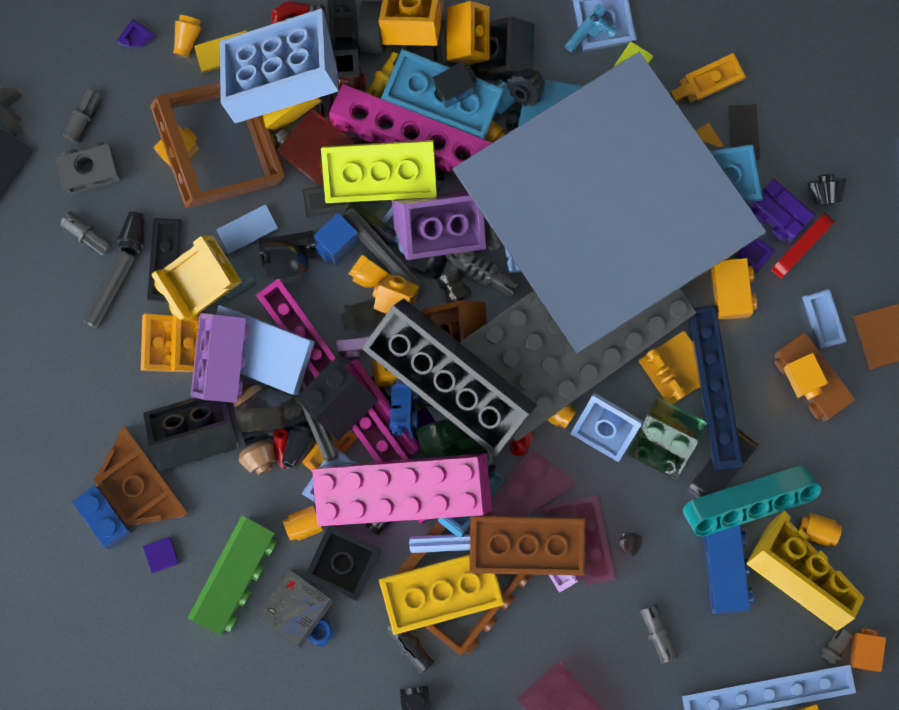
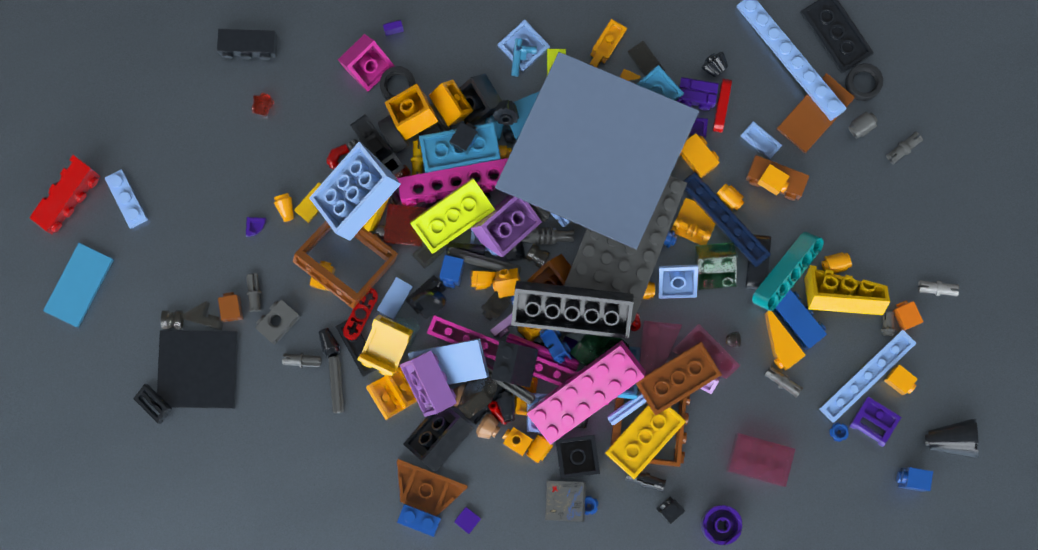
camera: 30 degrees left, 0 degrees up
(42, 115) = (230, 307): none -> dark orange brick
(179, 238) = (349, 323): none -> red beam
(232, 576) = (518, 505): bright green slope -> none
(282, 497) = (517, 441): none -> light orange brick
(631, 369) = (670, 239): none -> blue plate
(686, 591) = (782, 344): none -> light orange slope
(740, 365) = (730, 196): none -> light orange brick

